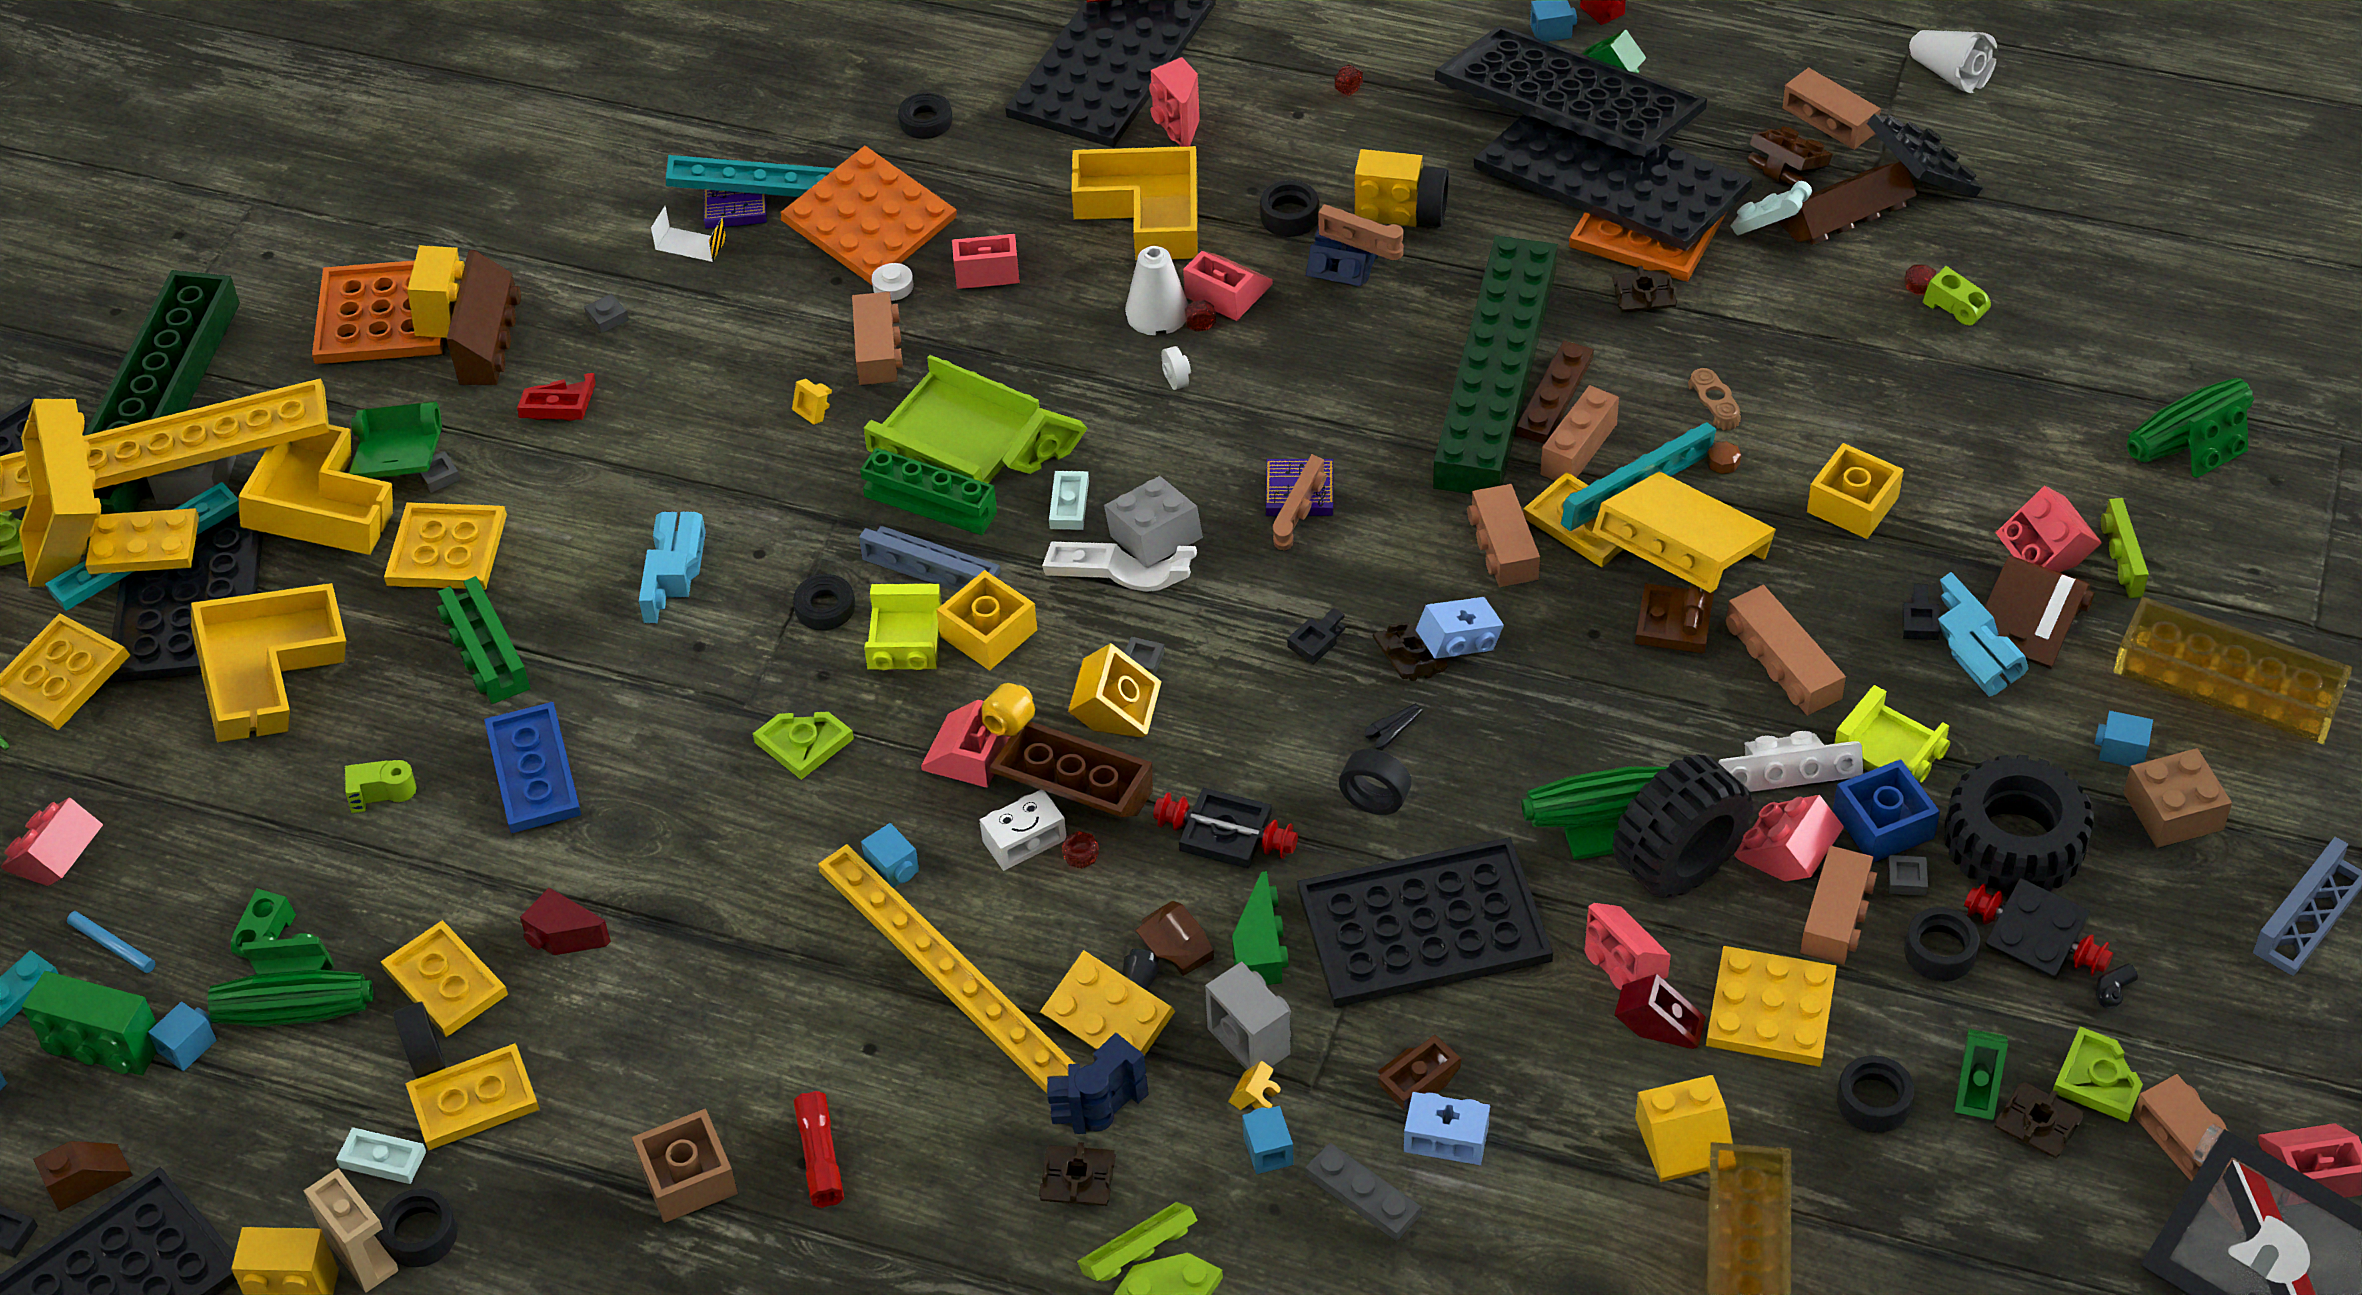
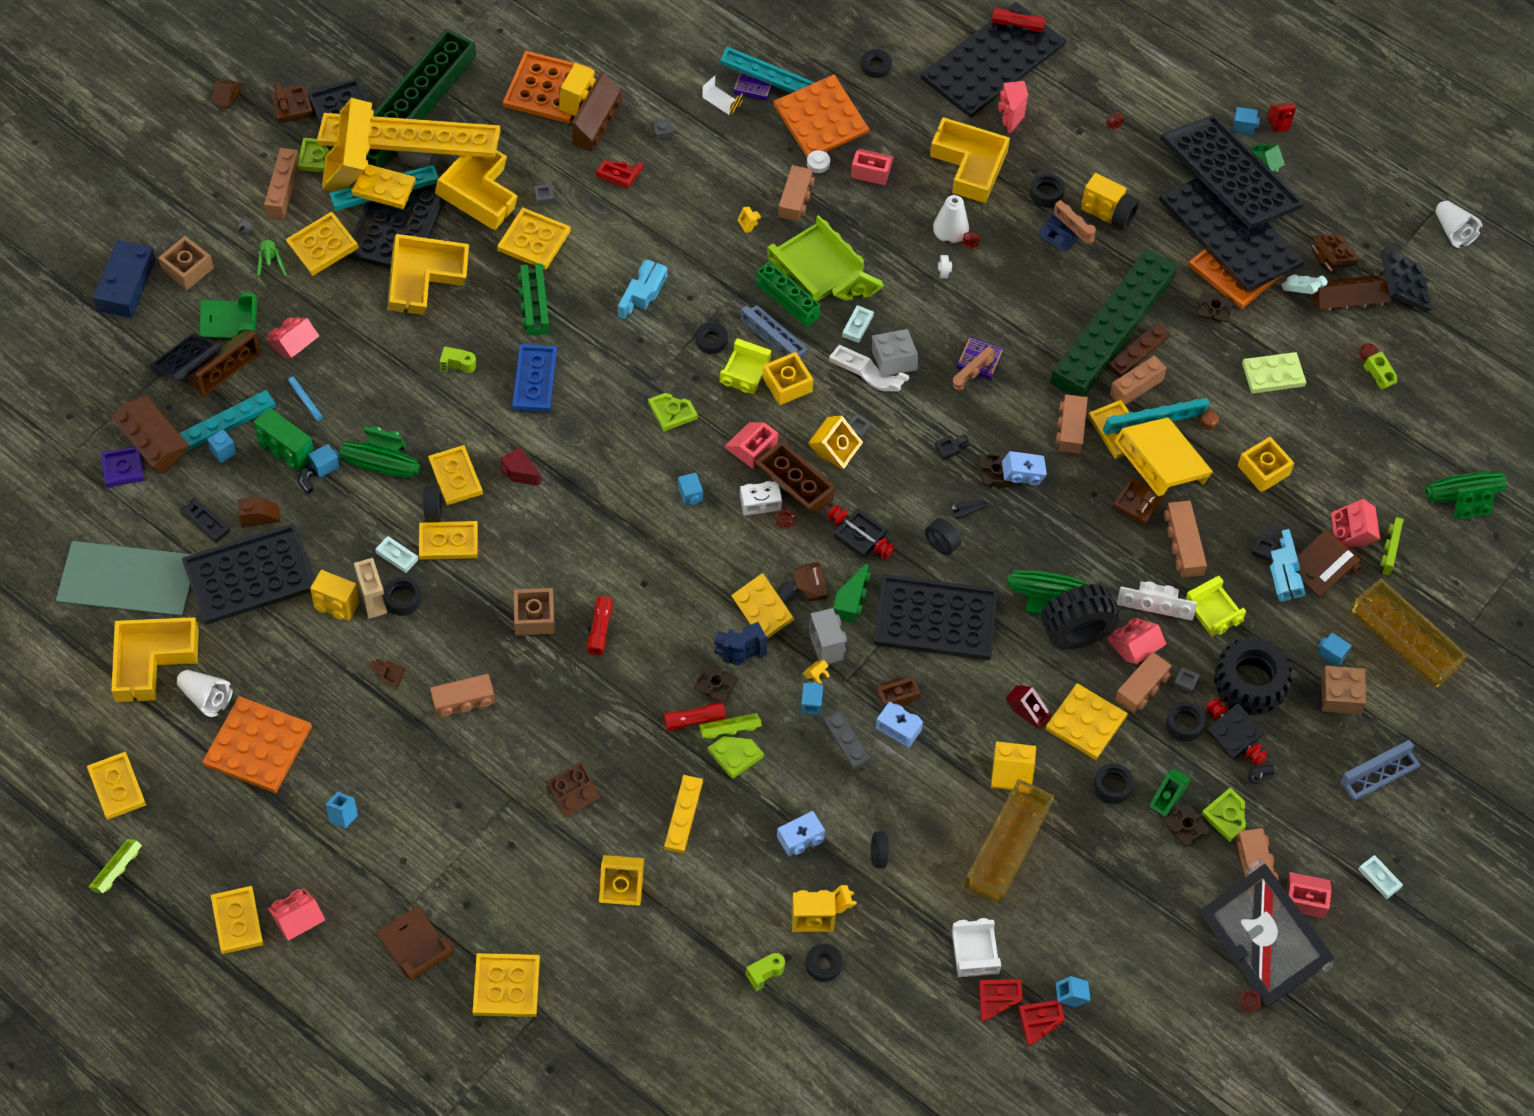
camera: 15 degrees right, 10 degrees up
(153, 1082) = (303, 479): none -> black arm
(262, 919) = (378, 414): green leg -> none
(395, 439) = (528, 169): green door -> none
(945, 966) = (694, 555): yellow plate -> none
(1008, 709) = (774, 434): yellow head -> none
(1039, 1263) = (679, 719): none -> red axle
(1223, 284) = (992, 225): coral slope -> none
(1622, 946) = (1026, 666): coral slope -> none
(1725, 410) = (1223, 393): medium nougat piece -> none
(1789, 356) = (1274, 372): none -> yellowish green plate
(1830, 107) = (1372, 230): nougat brick -> none
(1886, 810) = (1191, 643): blue brick -> none

